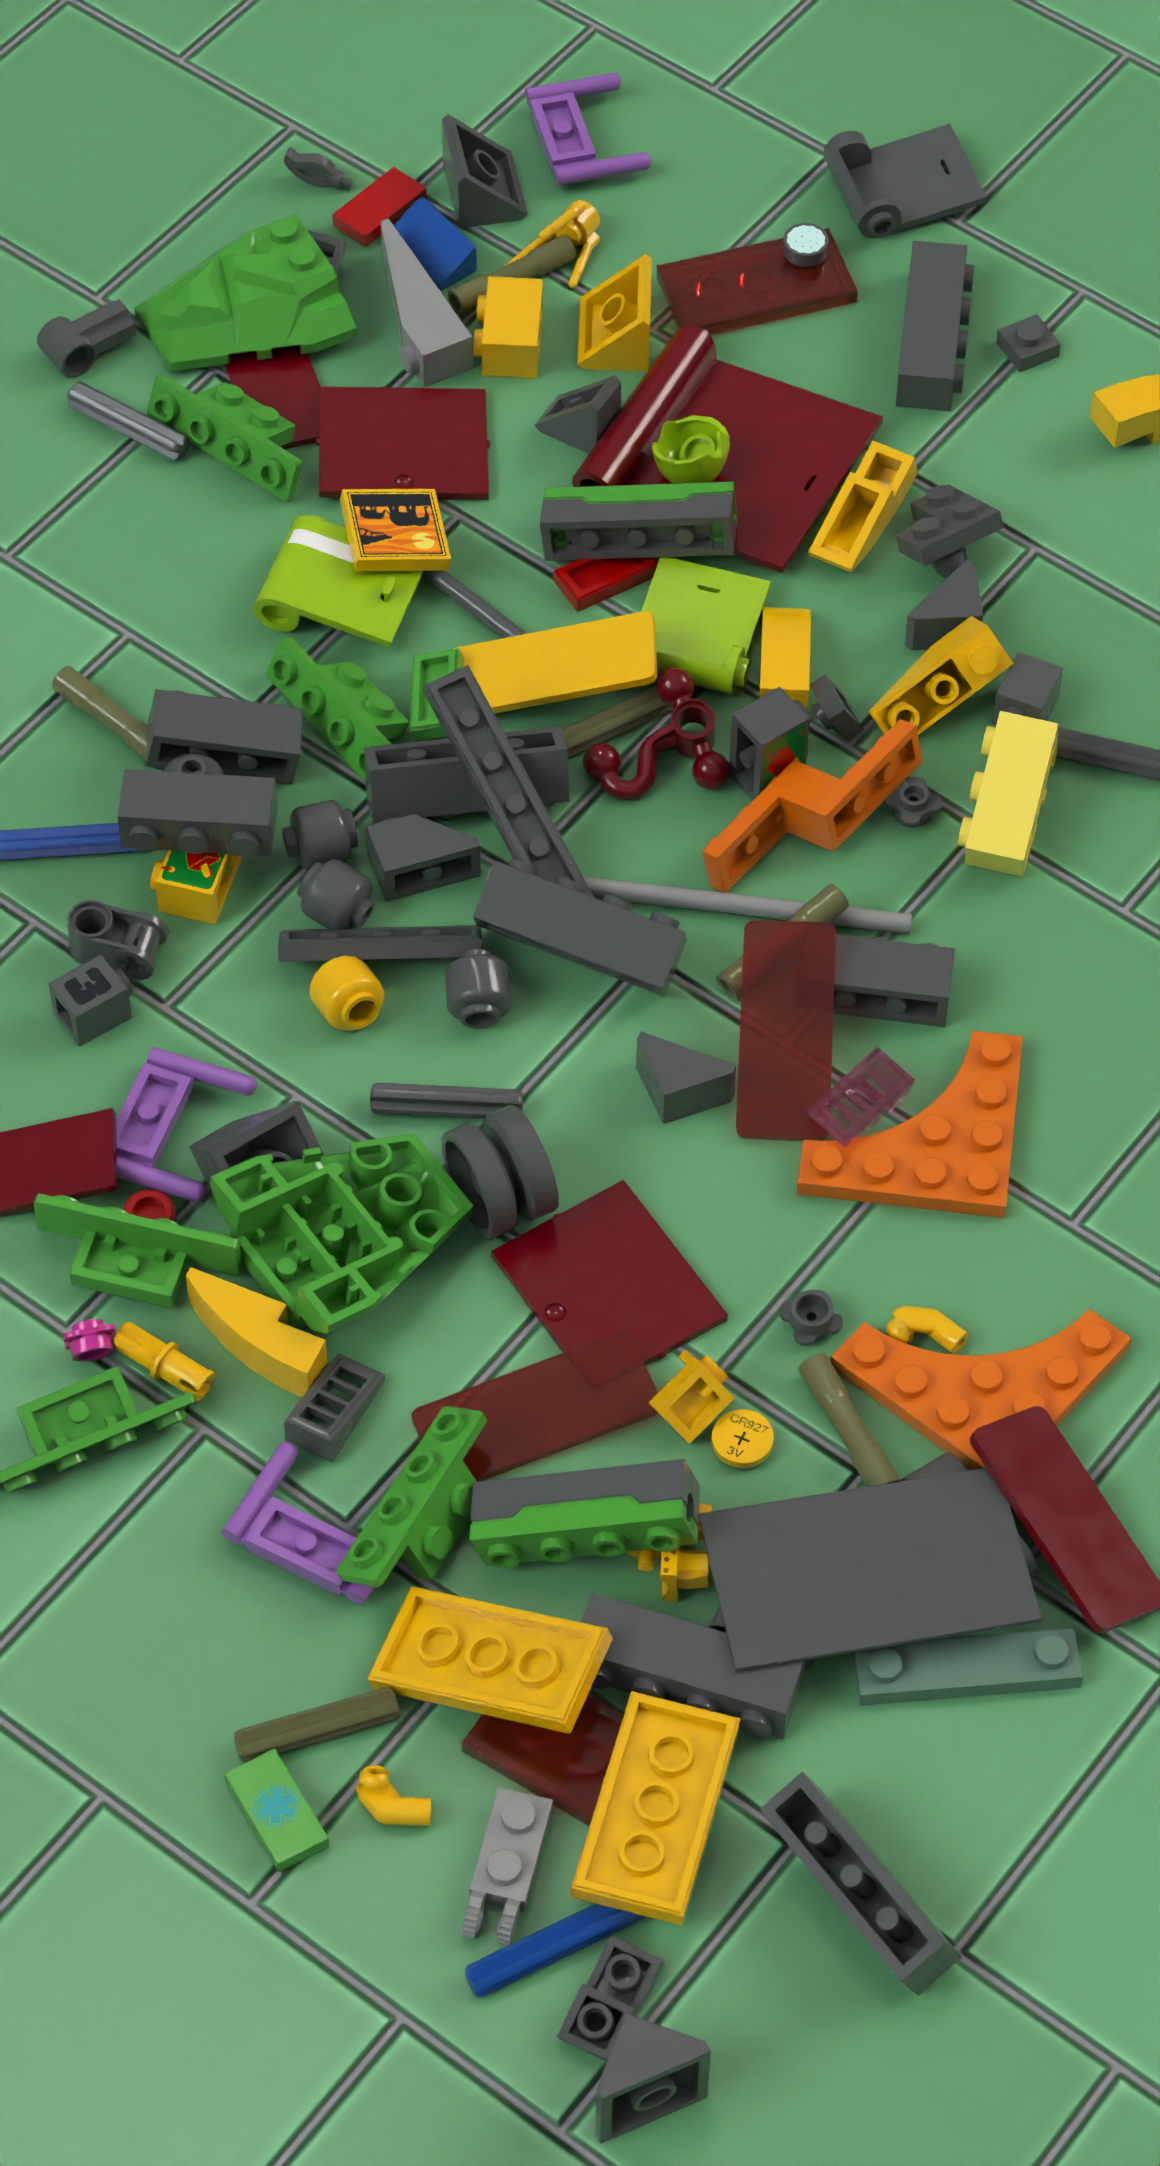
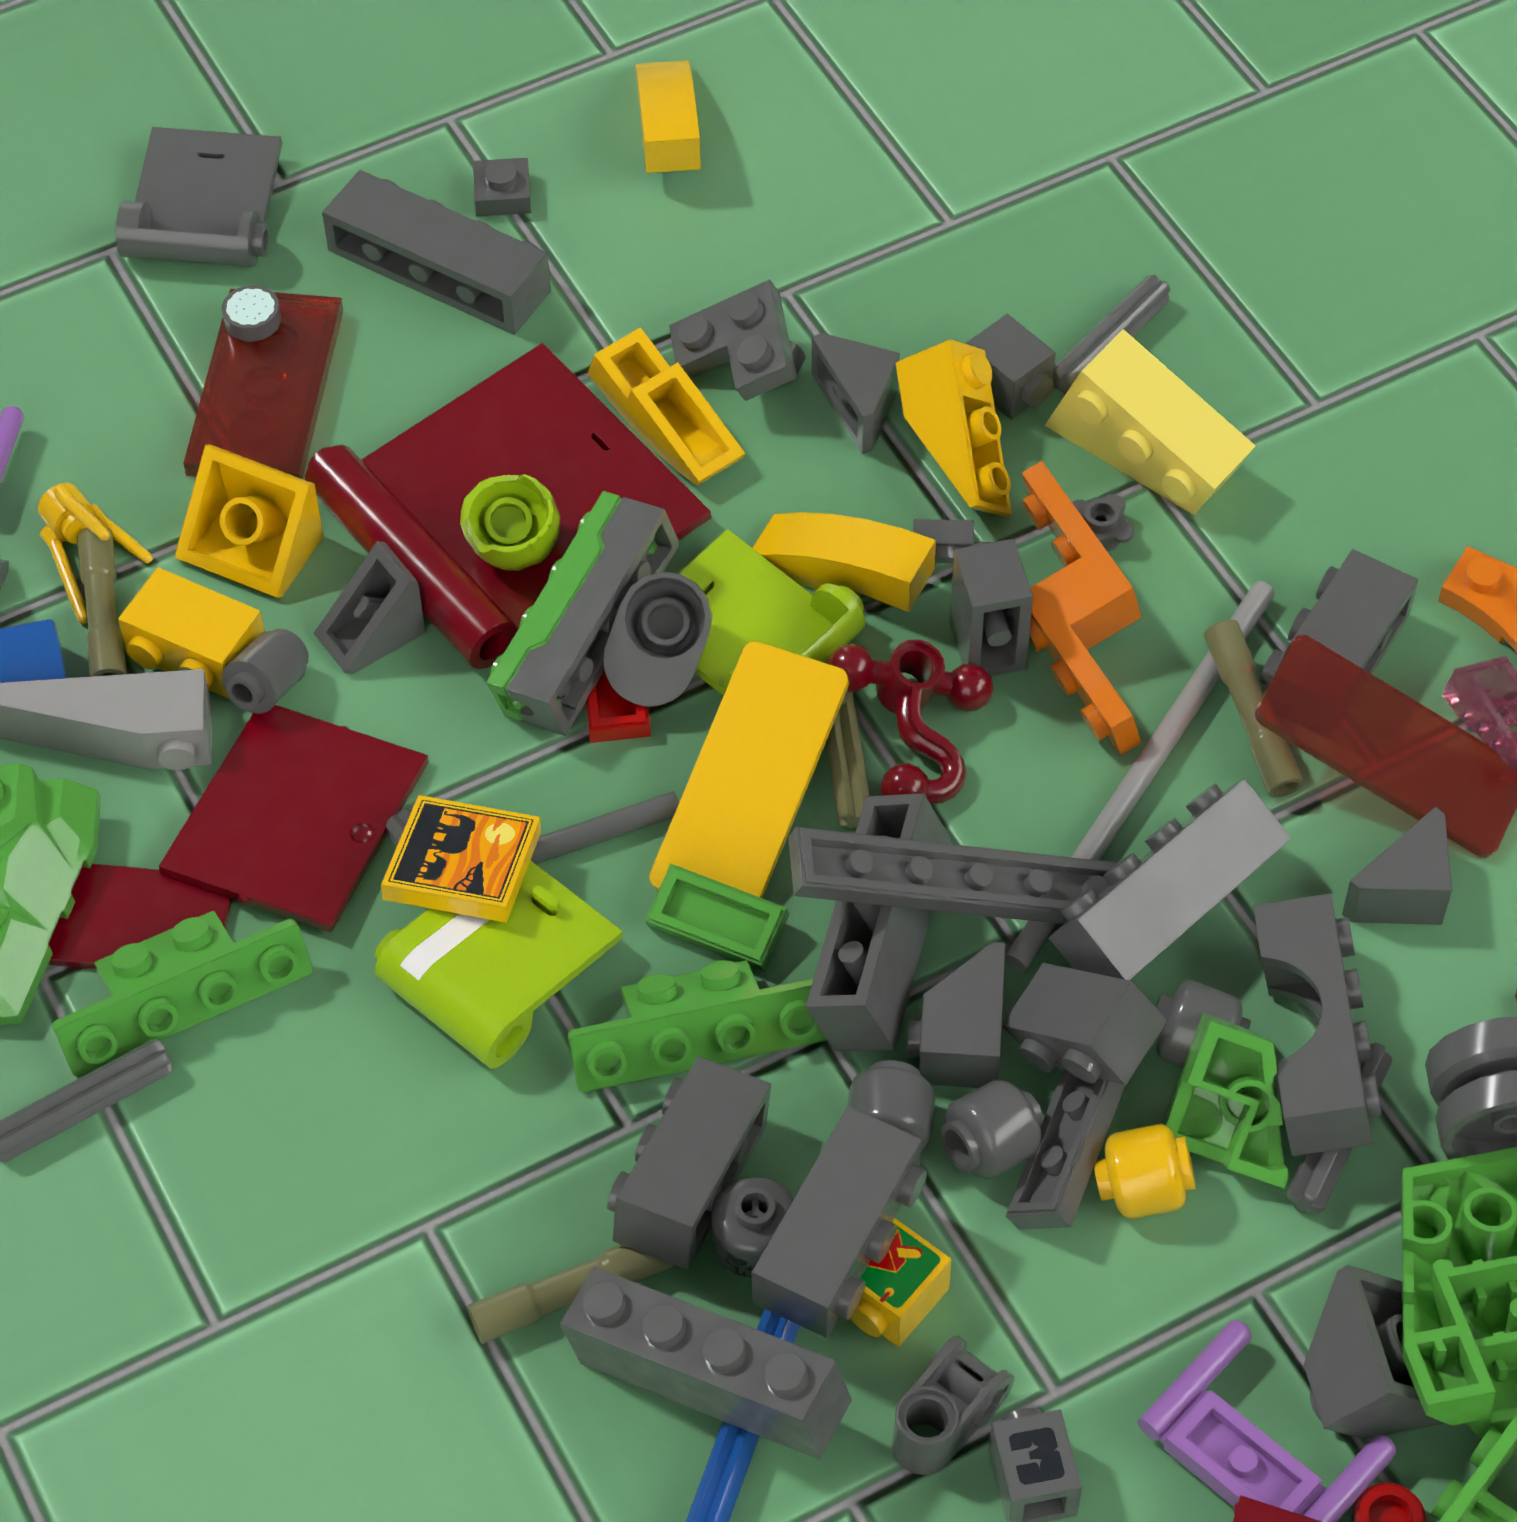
camera: 65 degrees left, 0 degrees up
(73, 790) = (707, 1362): none -> dark grey brick
(418, 1014) = (1230, 1101): none -> bright green slope
(431, 908) = (1084, 1024): none -> dark grey brick
(456, 1065) = (1321, 1083): none -> dark grey arch
(500, 375) = (265, 670): none -> dark grey brick
(638, 565) = (657, 639): none -> dark grey cap

